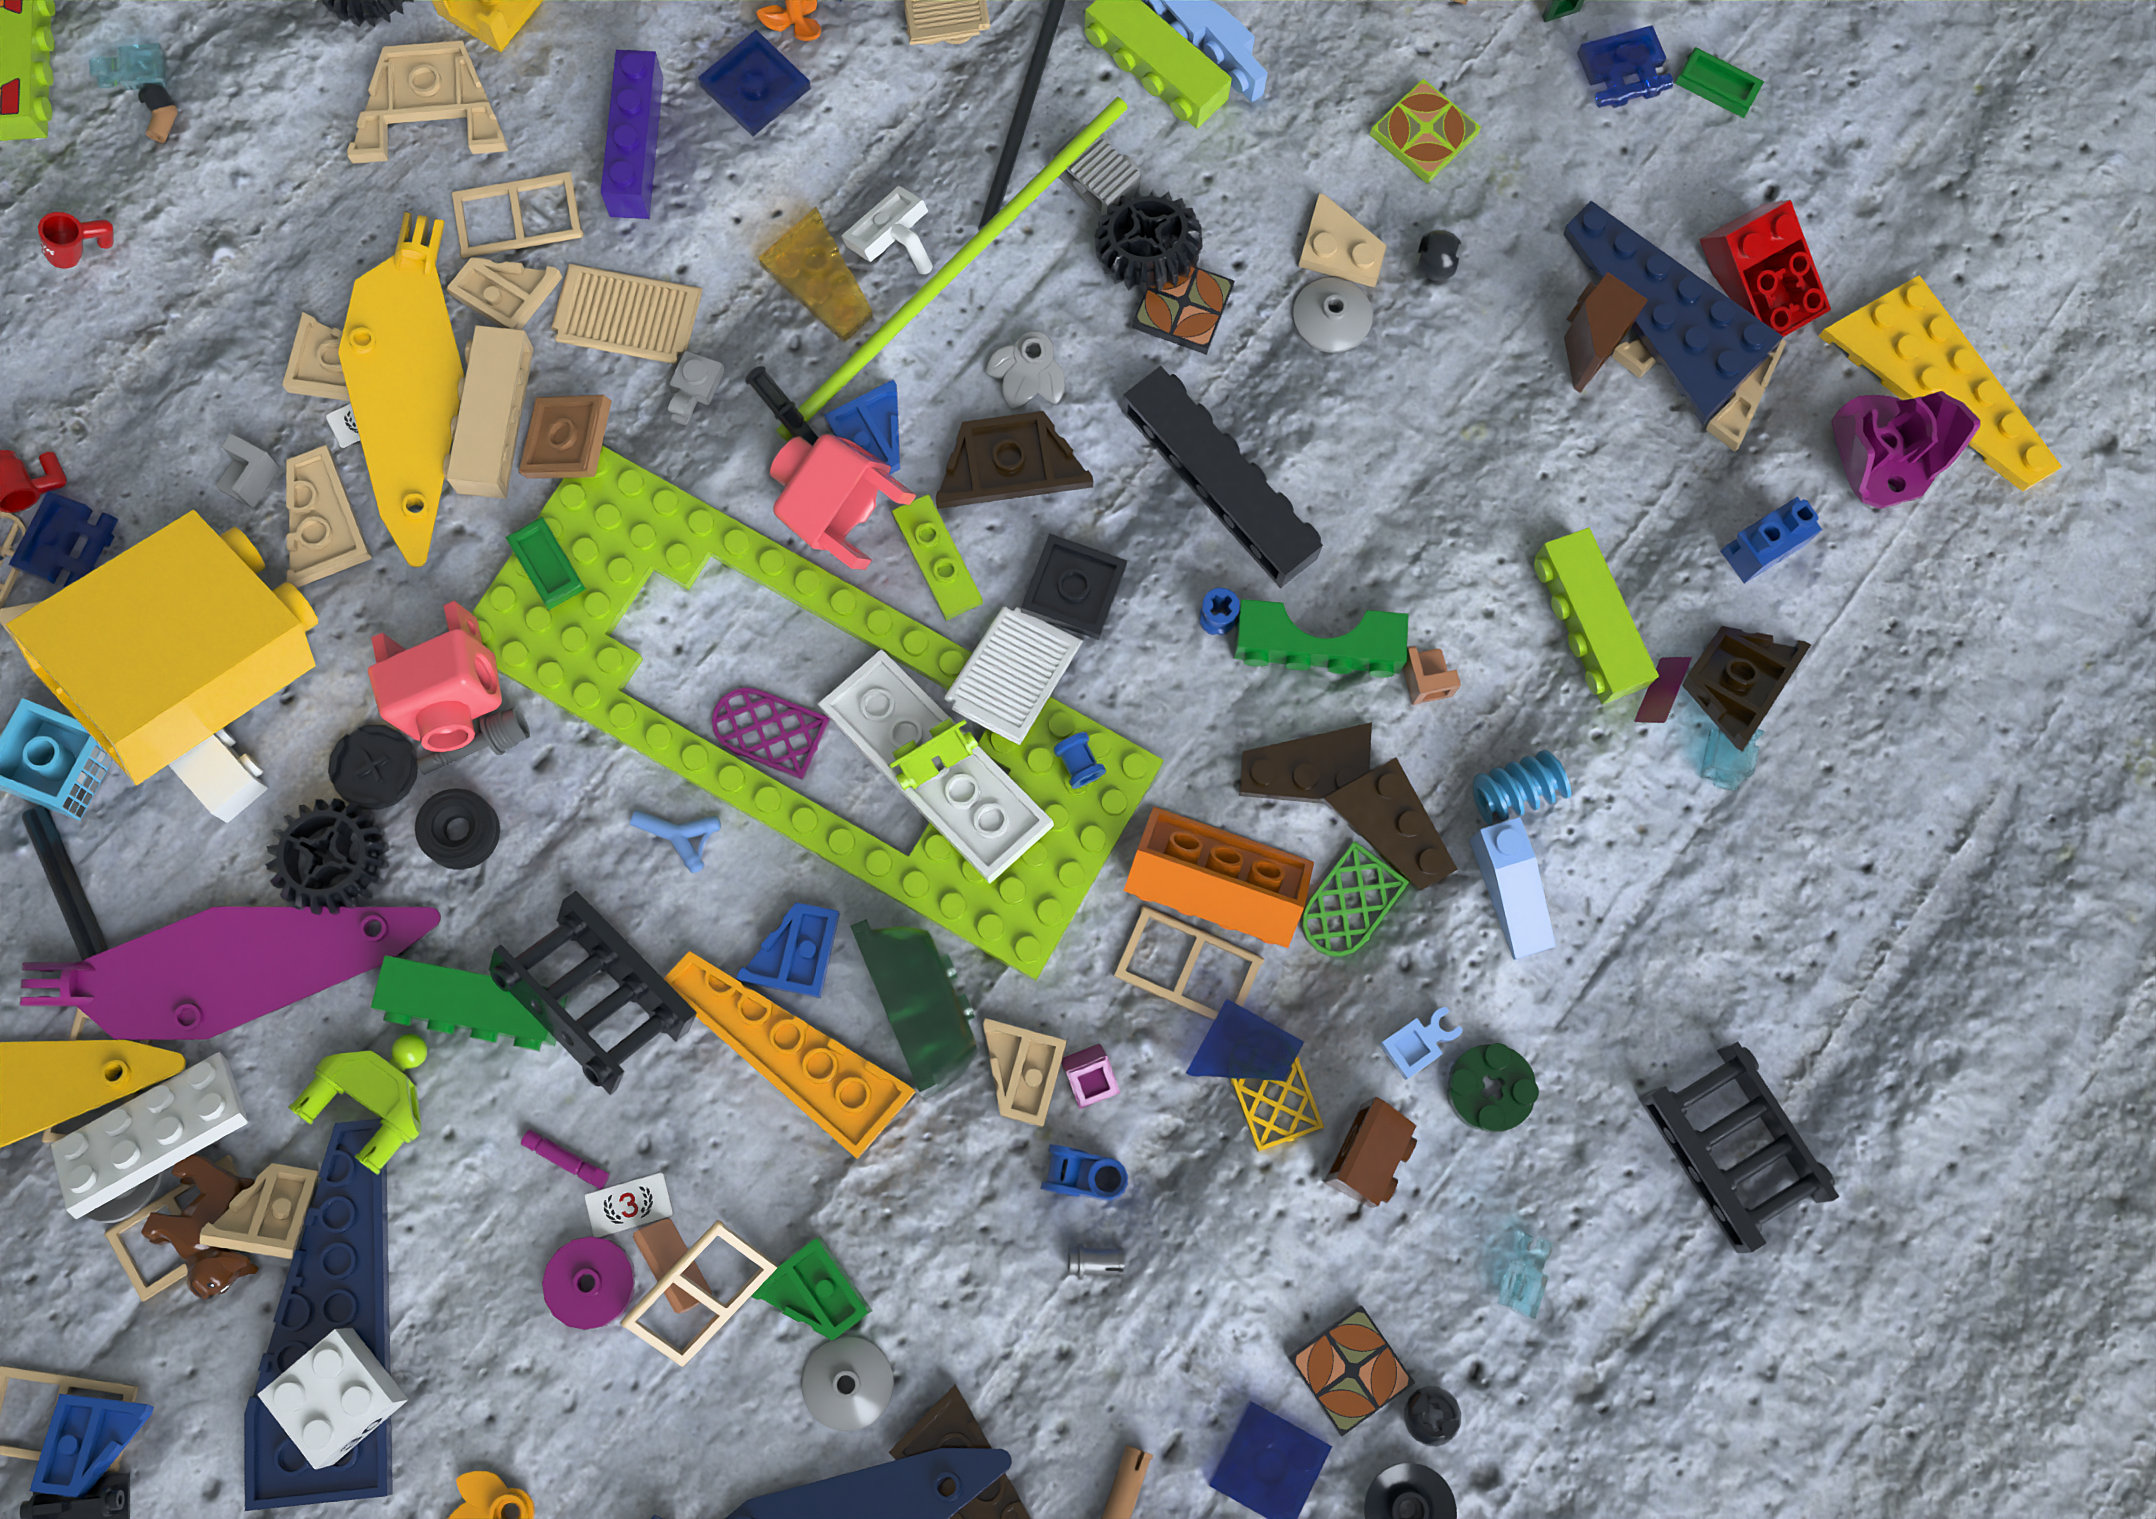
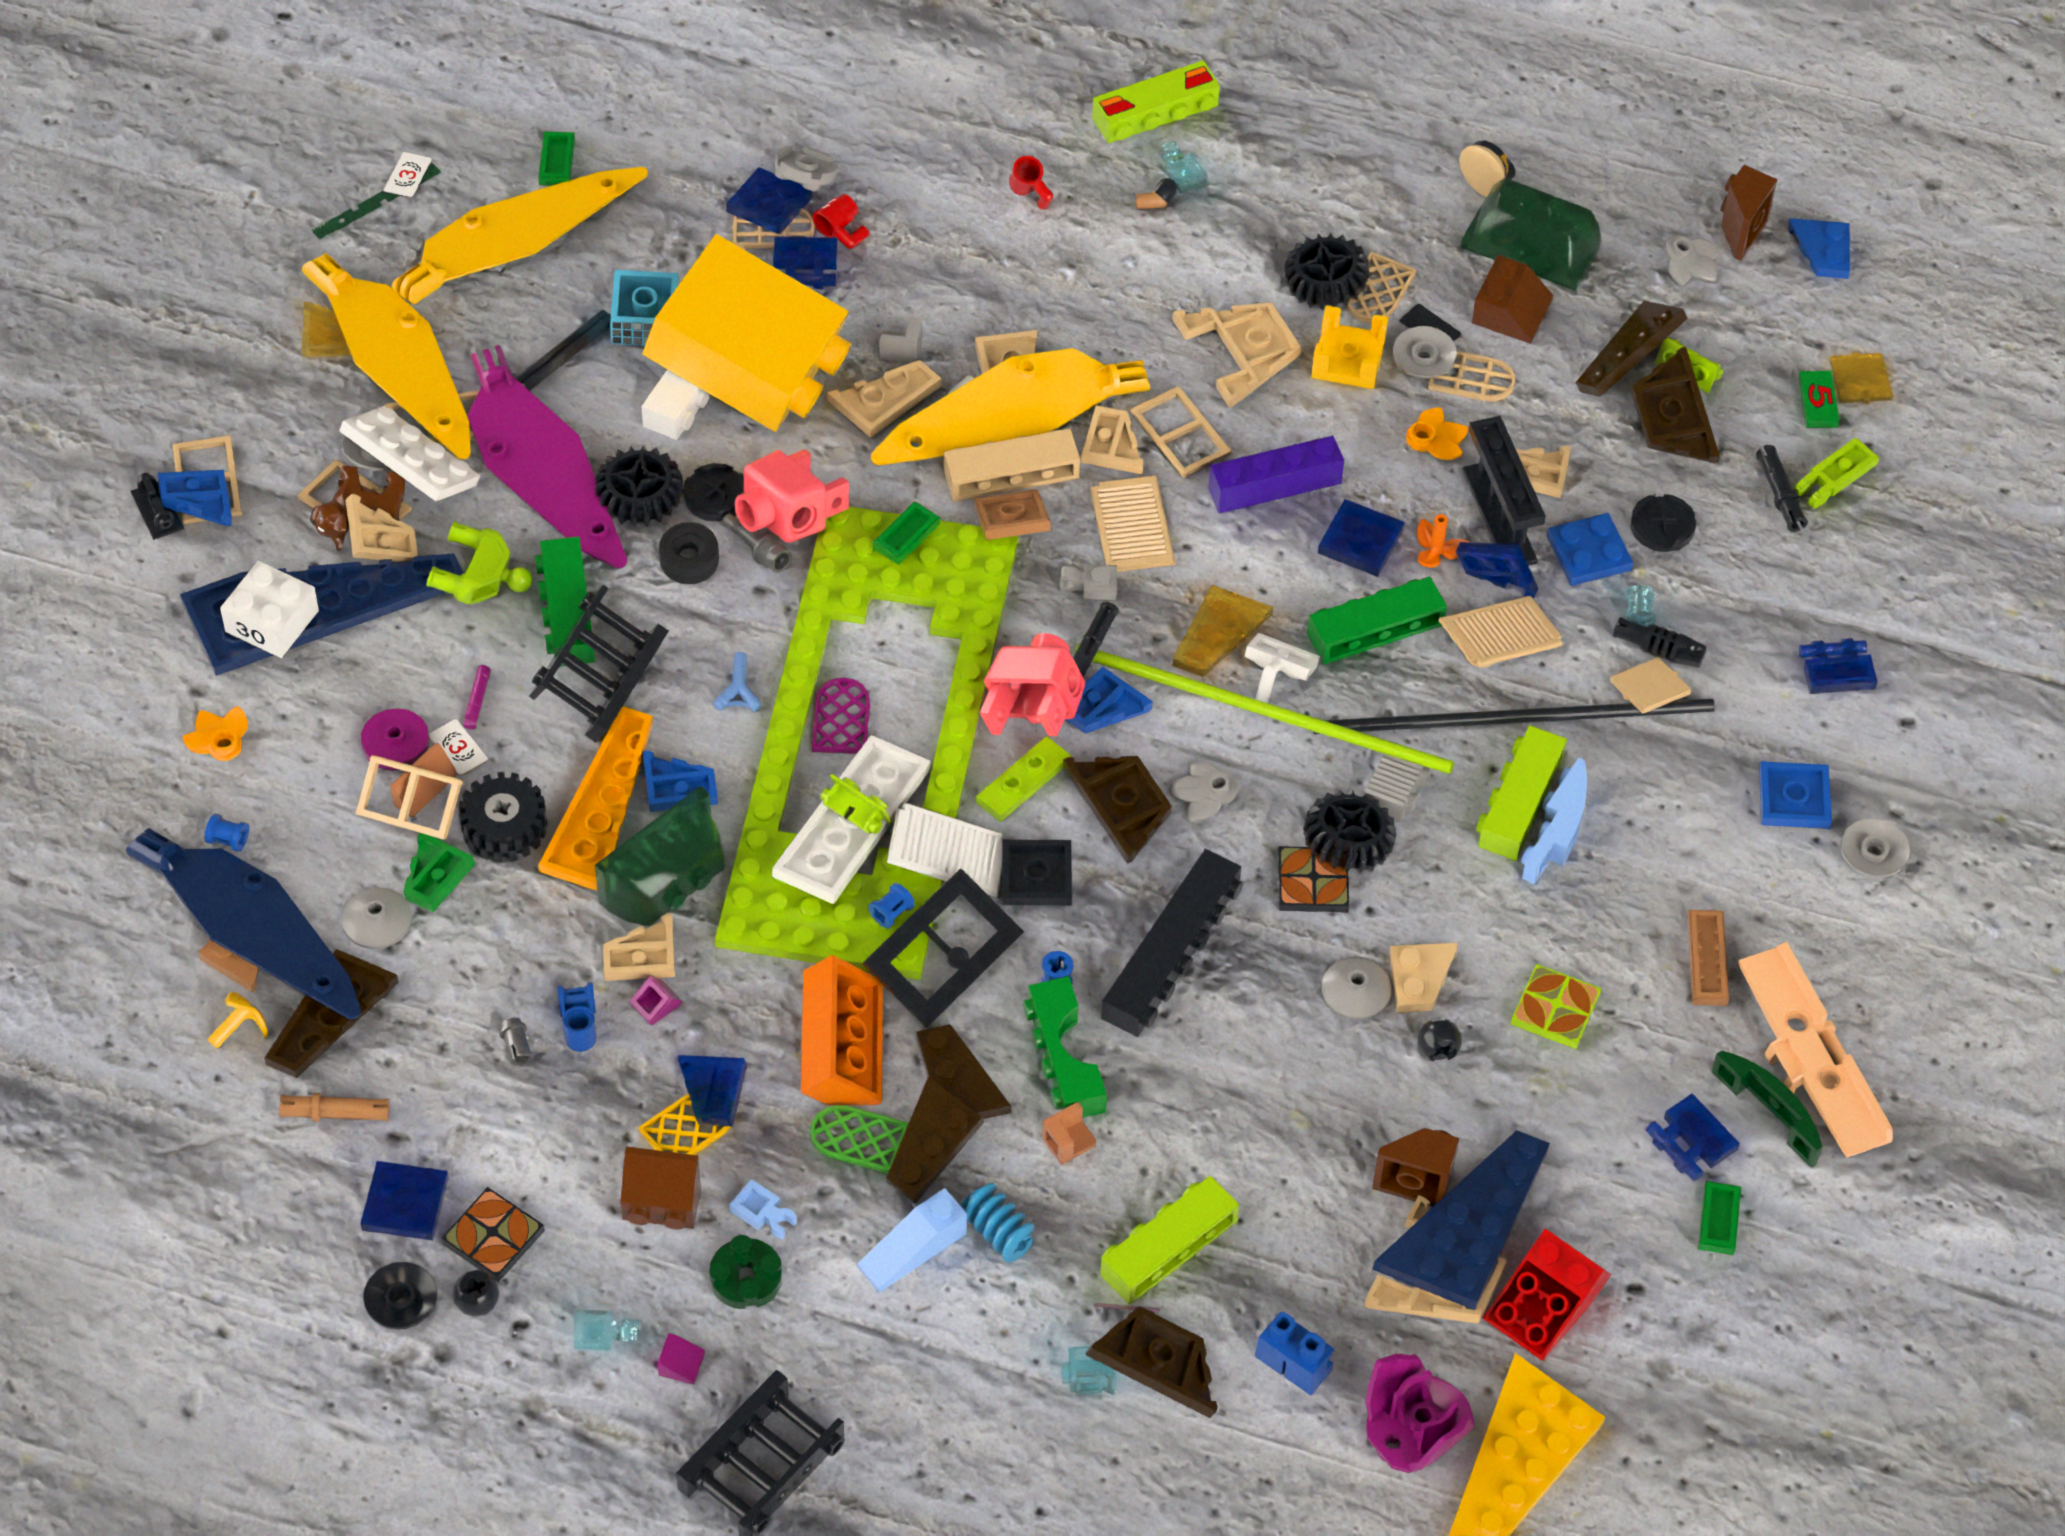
camera: 75 degrees right, 20 degrees down
(789, 1176) = (498, 833): none -> black wheel
(873, 109) = (1376, 619): none -> green brick
(1170, 707) = (969, 969): none -> black door
(1201, 937) = (768, 1042): tan window -> none
(1583, 1199) = (680, 1359): none -> magenta slope

